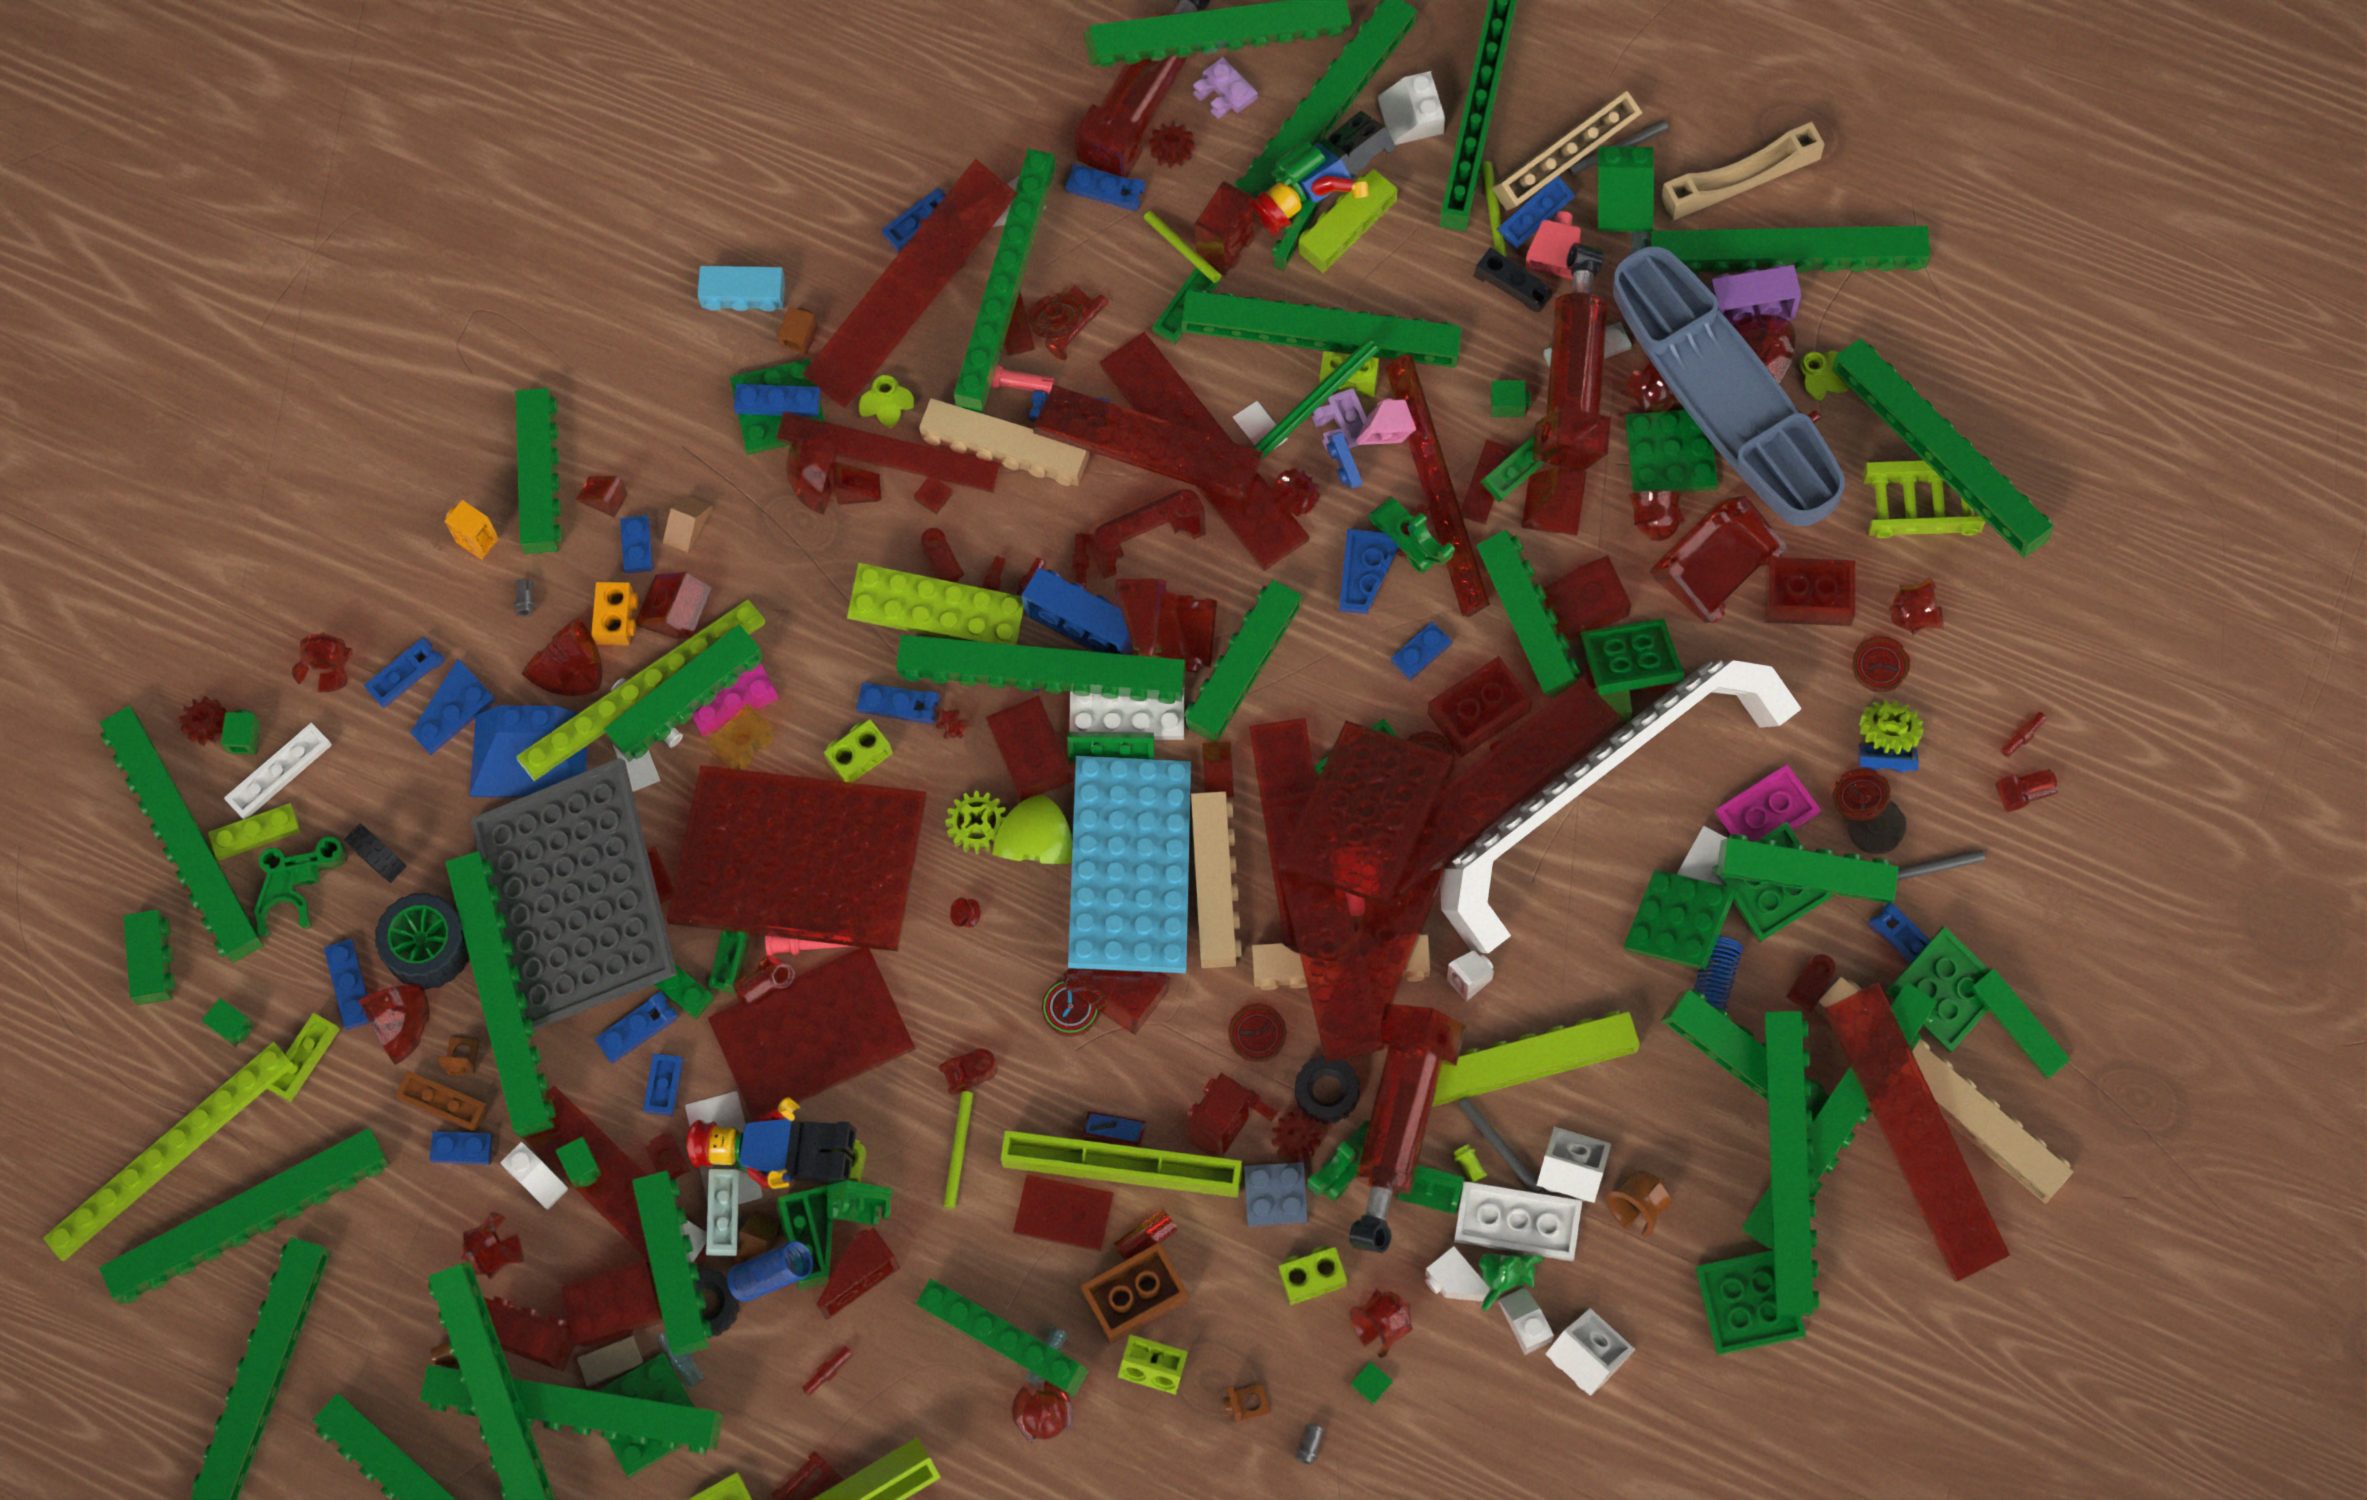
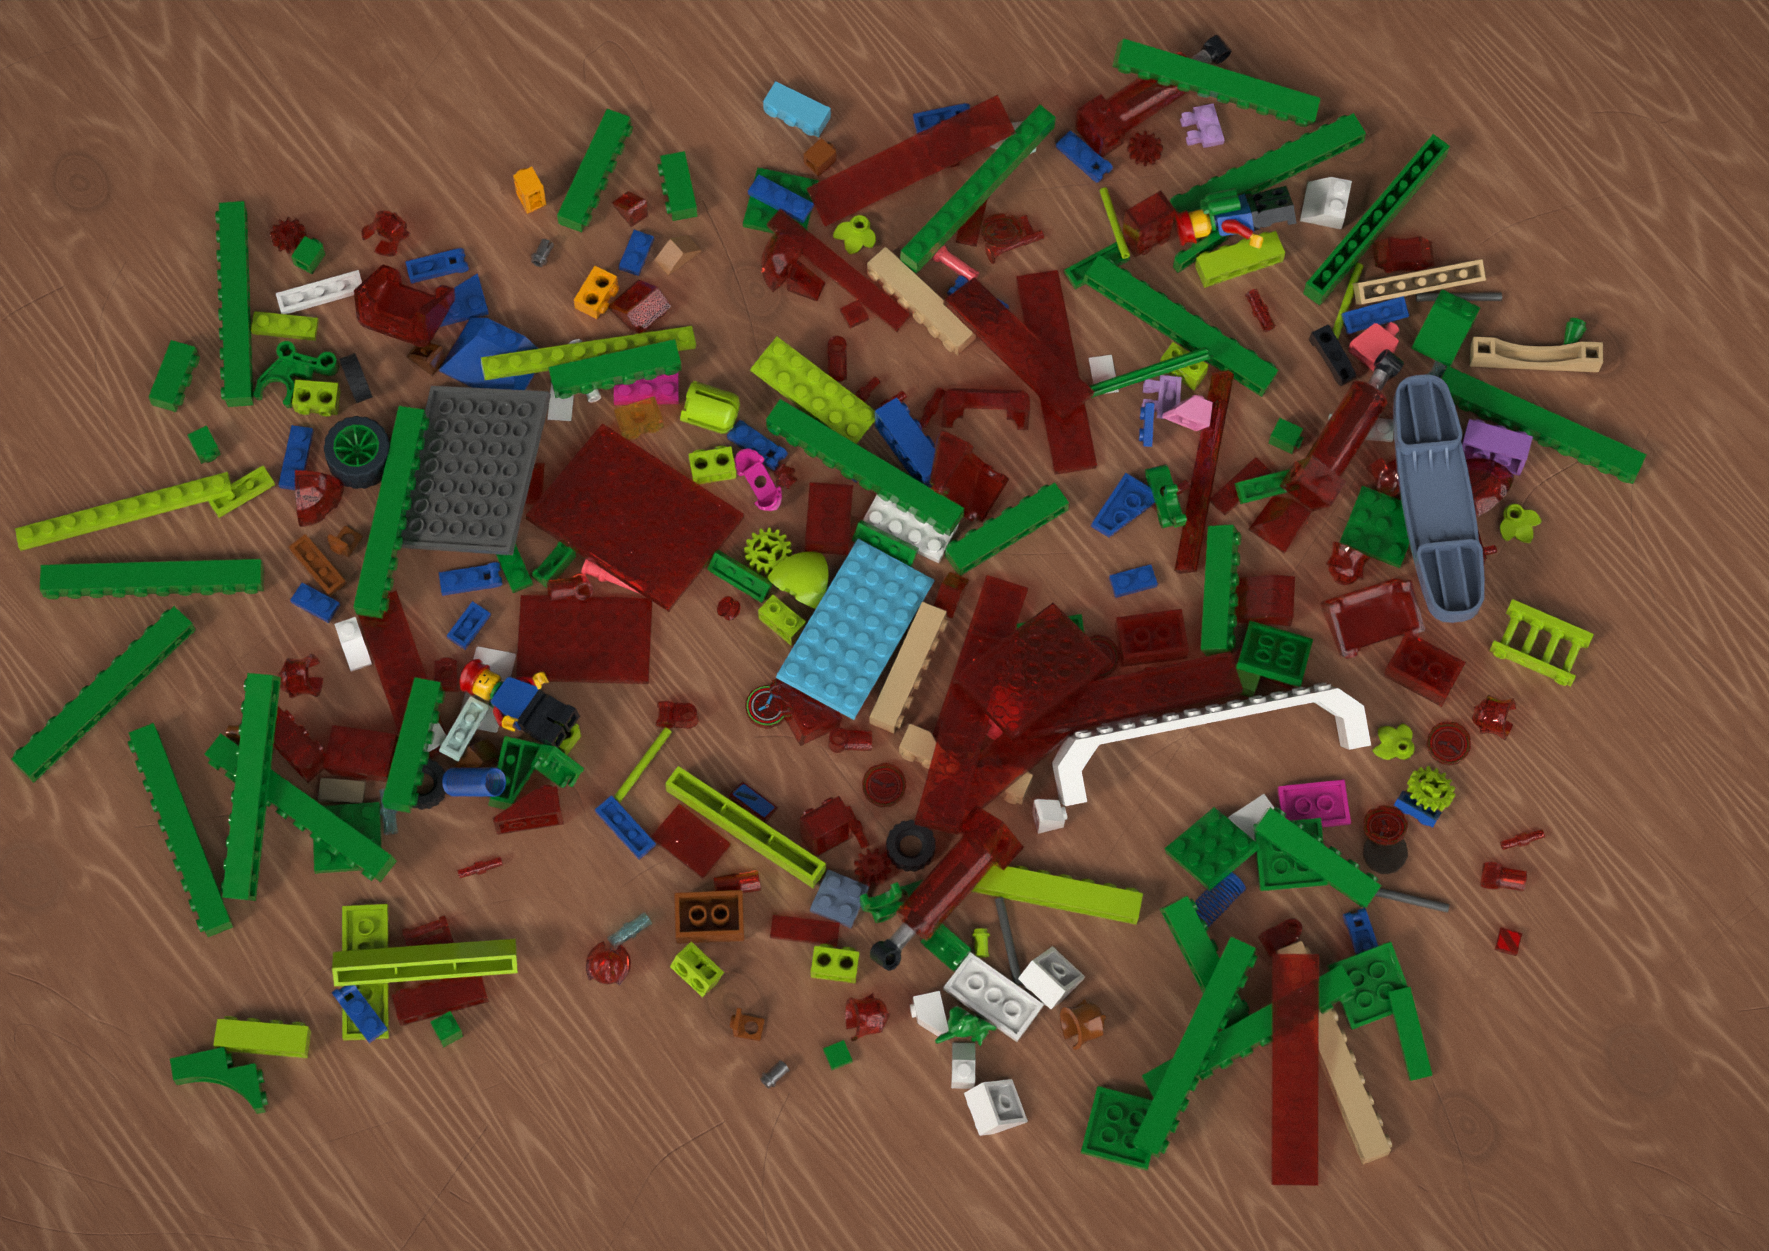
camera: 20 degrees right, 0 degrees up
(336, 892) = (317, 392): none -> lime brick
(387, 746) = (400, 310): none -> clear red windscreen
(447, 786) = (428, 358): none -> reddish brown slope
(568, 663) = (548, 312): clear red brick -> none
(579, 1163) = (386, 649): green brick -> none
(646, 443) = (677, 186): none -> green brick
(822, 685) = (710, 408): none -> lime cylinder
(903, 730) = (750, 464): none -> dark pink piece
(958, 868) = (739, 576): none -> green plate
(977, 1235) = (625, 827): none -> blue plate
(1002, 1337) = (605, 901): green brick -> none
(1036, 895) = (781, 620): none -> lime brick
(1193, 998) = (853, 740): none -> clear red piece
(1254, 1252) = (804, 930): none -> clear red tile
(1295, 492) = (1102, 430): clear red gear -> none
(1401, 268) = (1260, 310): none -> clear red pin
(1531, 128) = (1403, 254): none -> clear red brick
(1769, 125) = (1574, 331): none -> green cone
(1816, 692) = (1392, 740): none -> lime plate
(1943, 448) = (1570, 614): green brick -> none
(2071, 860) = (1508, 941): none -> clear red tile

